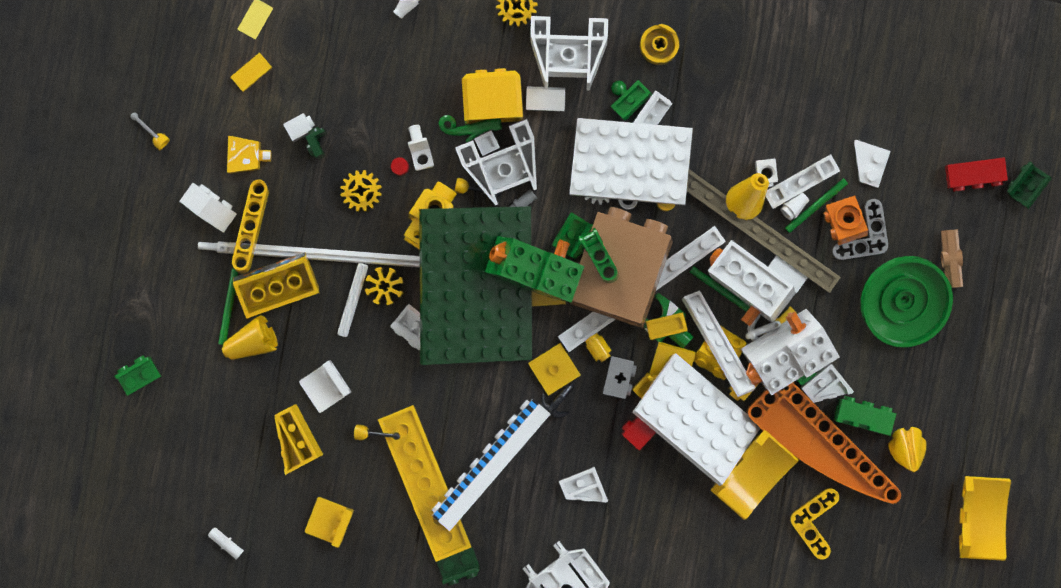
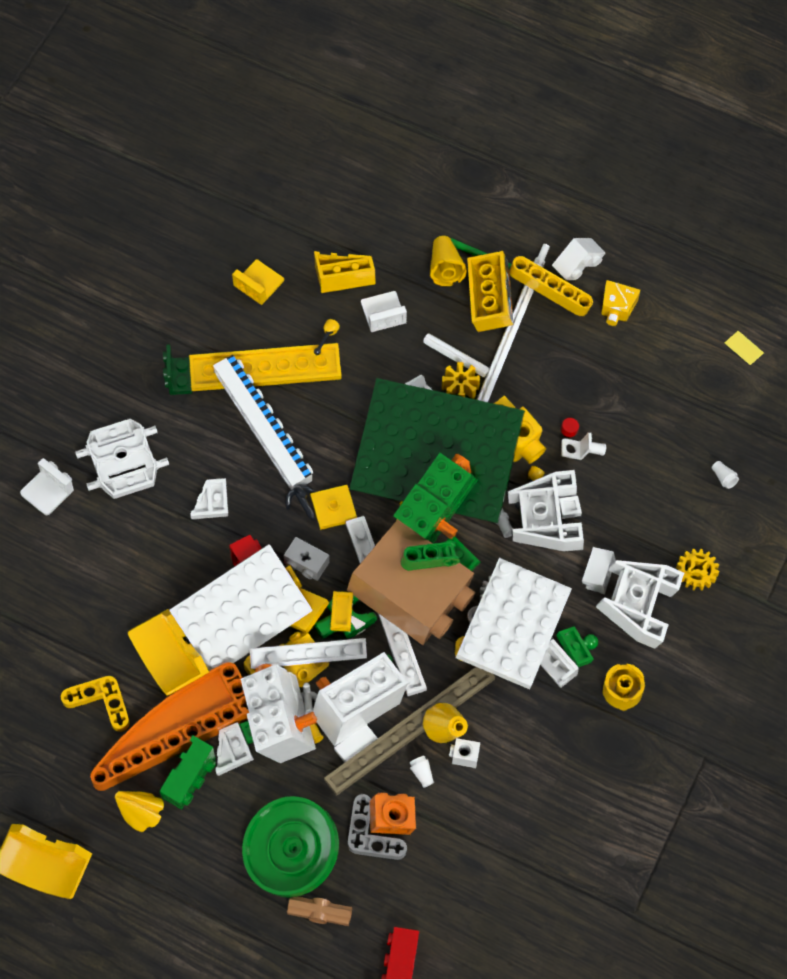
camera: 105 degrees right, 25 degrees down
(137, 375) = (444, 169): green bracket -> none
(159, 140) = (651, 239): hinge -> none
(225, 543) = (269, 196): white axle -> none
(251, 72) = (694, 330): yellow tile -> none
(299, 127) = (631, 352): white brick -> none
(314, 147) = (612, 357): dark green bracket -> none
(359, 182) = (547, 390): yellow gear -> none
(474, 129) = (588, 517): green plant -> none
(492, 96) = (614, 515): yellow plate -> none
(598, 347) = (341, 549): yellow brick -> none
(802, 181) = (445, 783): white slope -> none
(816, 205) = (416, 793): green piece -> none
(870, 162) = (444, 860): white wing -> none

